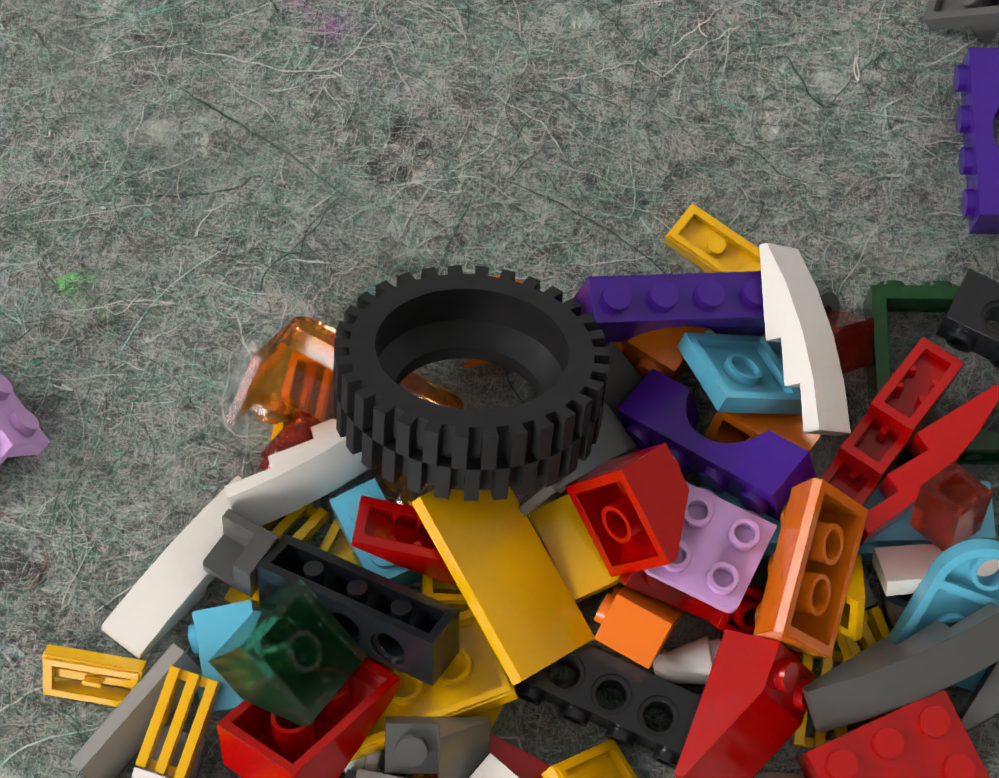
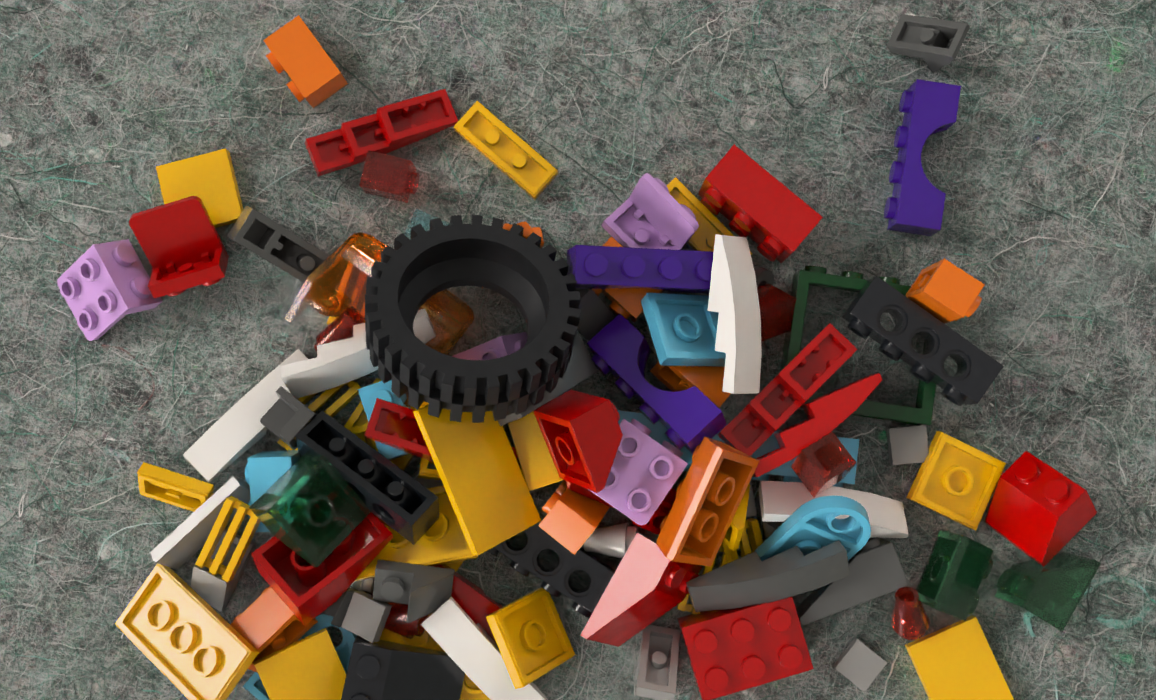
camera: 15 degrees right, 15 degrees up
(69, 363) = (180, 246): none -> red bracket
(86, 302) = (207, 177): none -> yellow tile
(193, 346) = (276, 244): none -> dark grey slope
(206, 128) = (305, 62): none -> orange brick
(311, 200) = (381, 132): none -> red slope
(330, 248) = (389, 177): none -> clear red brick
(473, 201) = (506, 150): none -> yellow tile
(675, 240) = (651, 218): none -> lavender bracket
(804, 209) = (757, 205): none -> red brick

